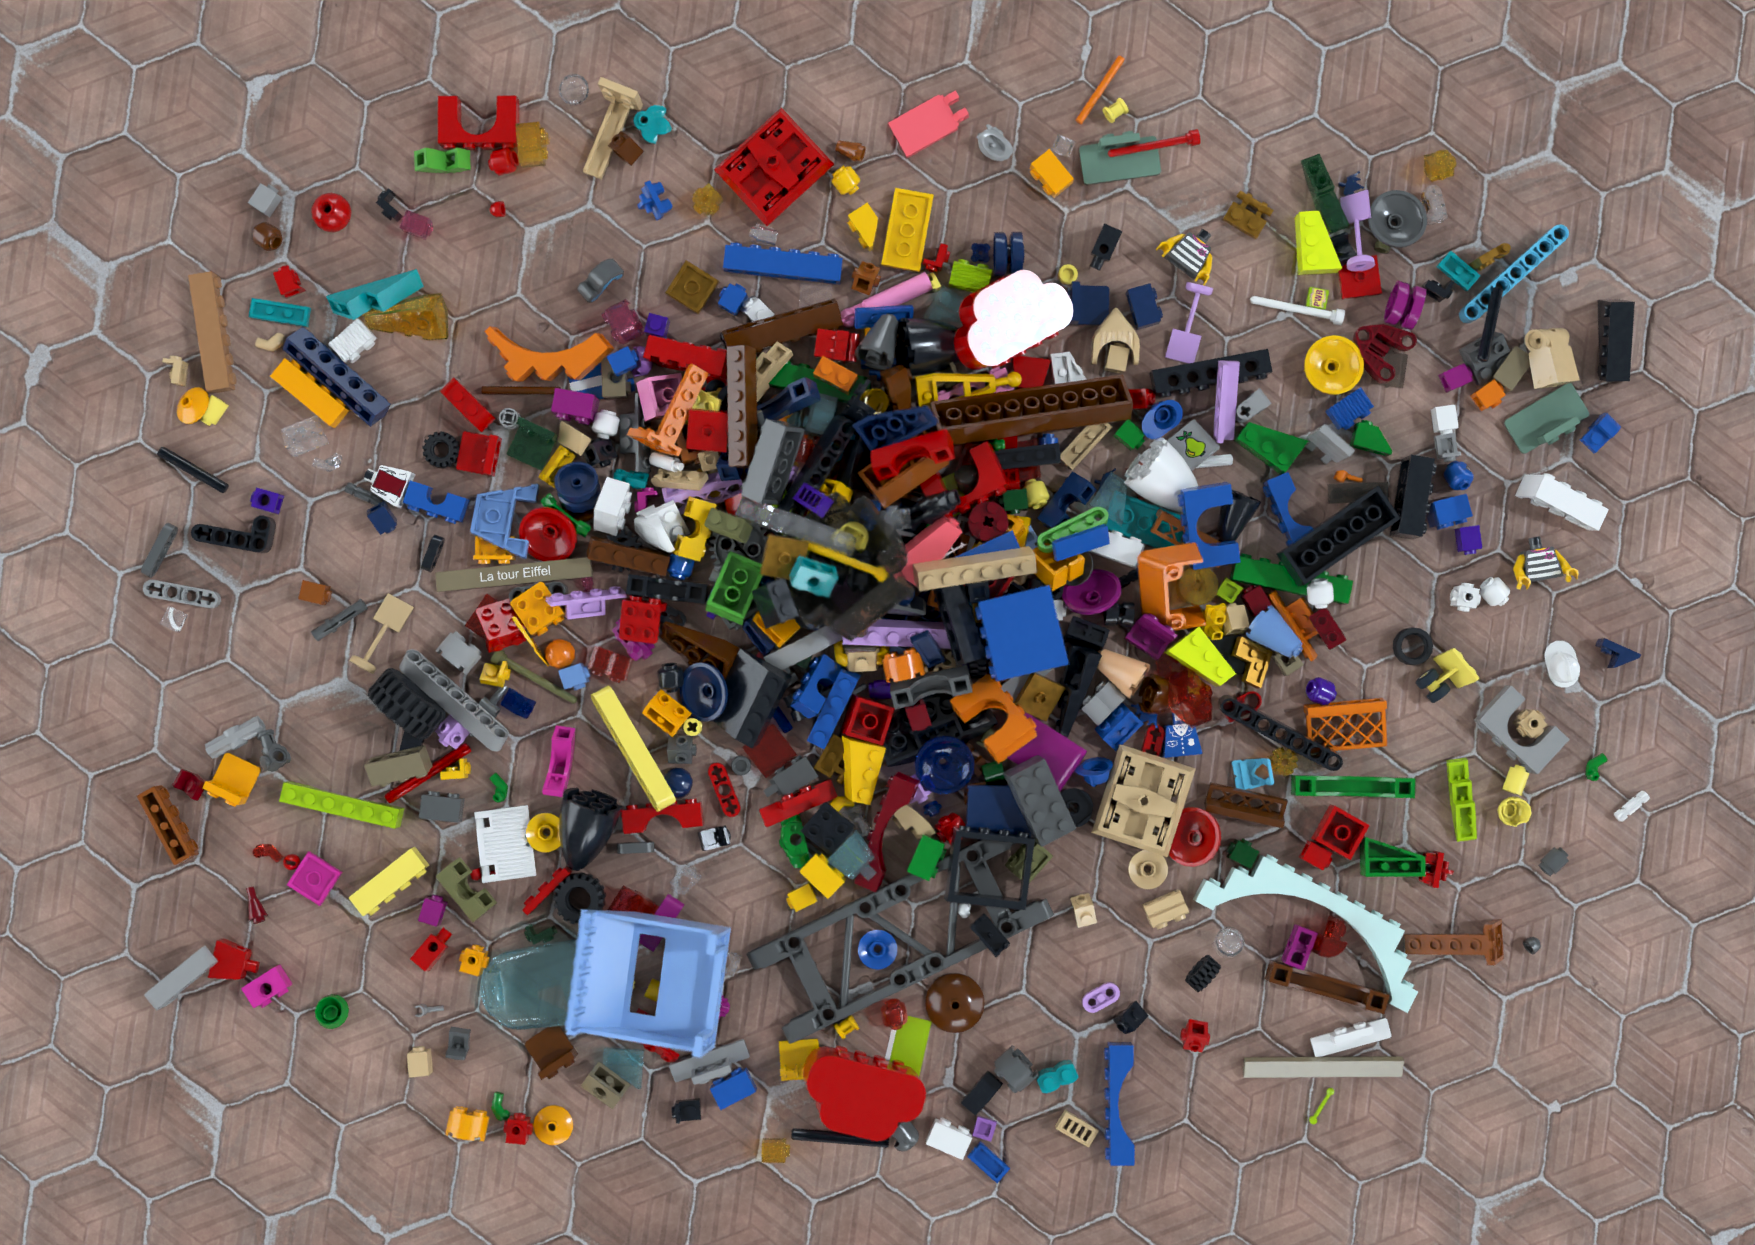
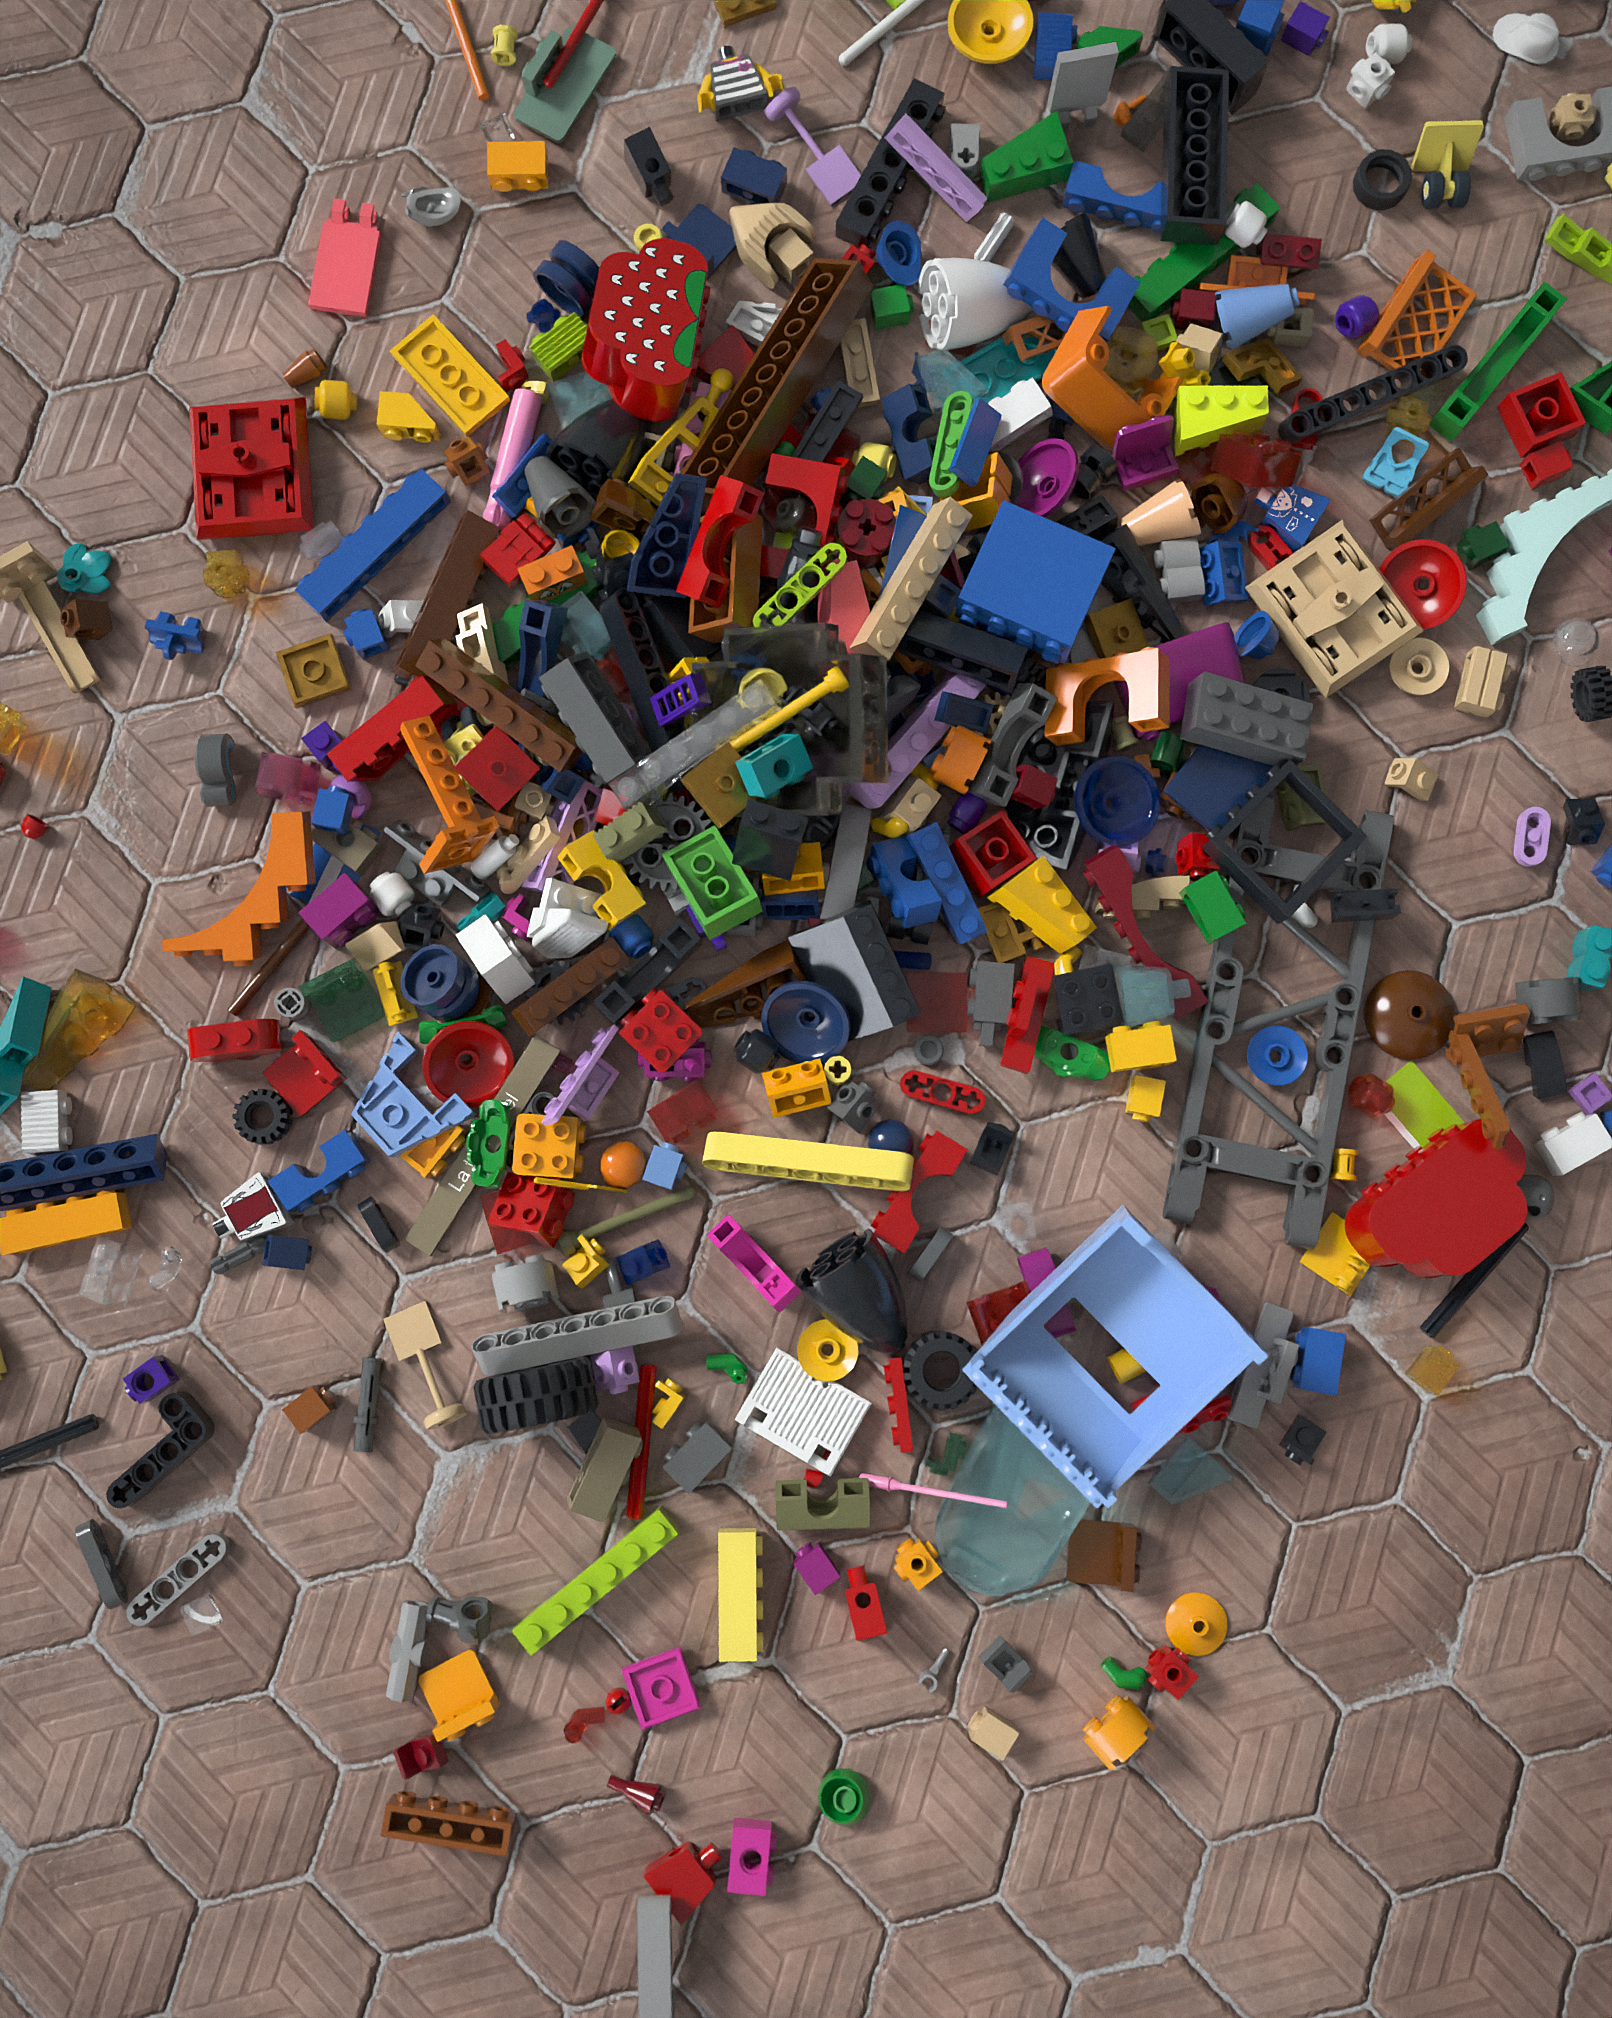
camera: 55 degrees left, 5 degrees down
(503, 917) = (891, 1484): none -> bright pink piece
(504, 587) = (489, 1166): none -> green piece
(605, 1085) = (1197, 1517): dark tan brick -> none
(657, 394) = (407, 802): bright pink brick -> none
(920, 515) = (797, 587): none -> lime beam
(966, 1047) = (1483, 1035): none -> dark orange bracket
(1193, 444) = (958, 238): light grey tile -> none

